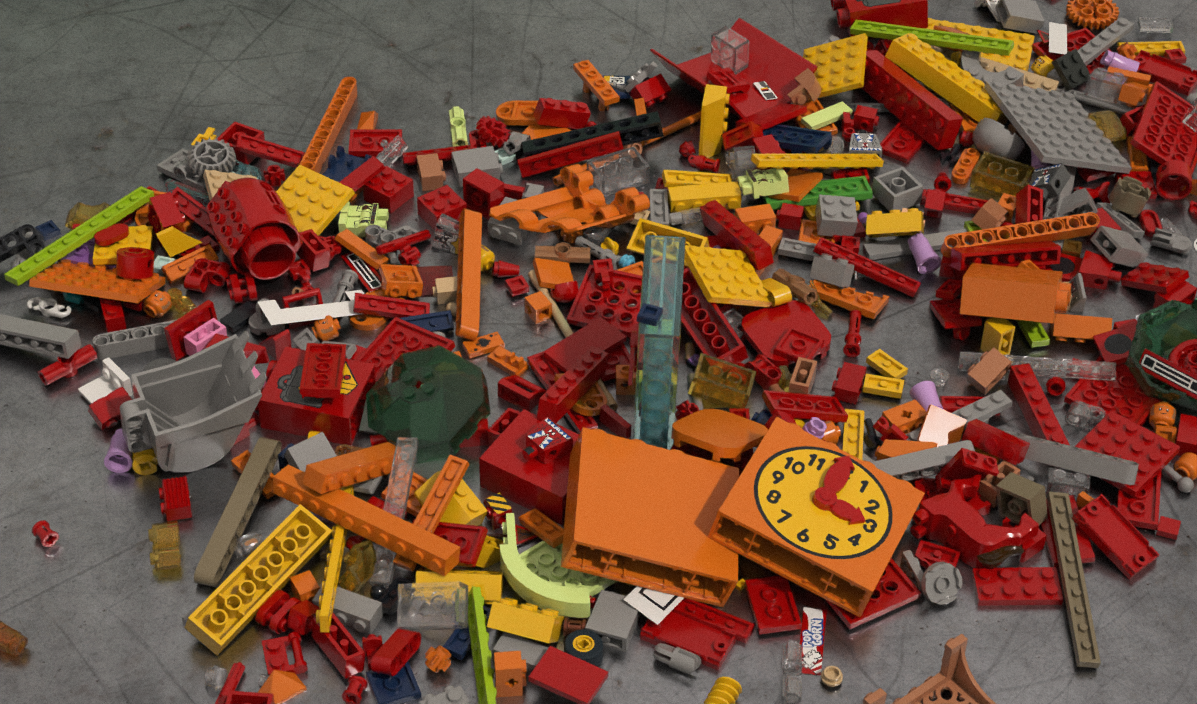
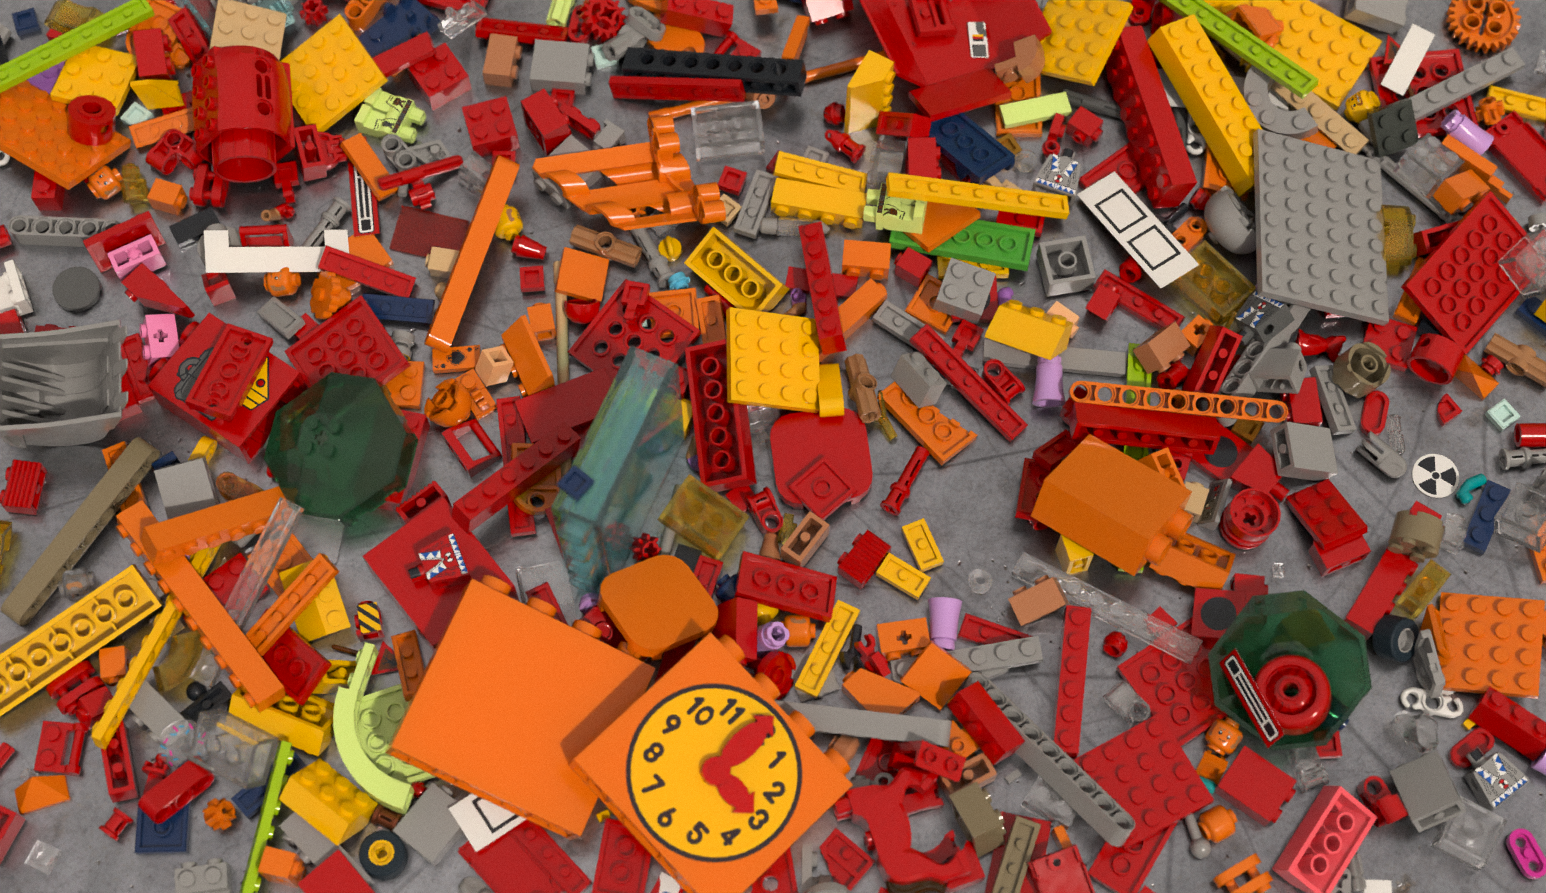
camera: 20 degrees right, 25 degrees up
(111, 234) = (82, 64): red tile -> none
(215, 296) = (167, 196): none -> orange brick
(305, 337) = (252, 292): light grey plate -> none
(366, 326) = (328, 295): none -> orange plant
(379, 619) = (172, 739): none -> clear dish
(401, 280) = (393, 233): orange plate -> none
(495, 364) = (449, 405): none -> orange cylinder
(516, 337) = (494, 365): none -> light nougat brick
(527, 128) = (646, 23): none -> light grey beam
(539, 323) = (528, 358): none -> orange slope
(890, 259) = (1004, 384): none -> red piece
(935, 159) = (1137, 230): none -> white sticker
(1106, 291) = (1258, 510): none -> red wheel

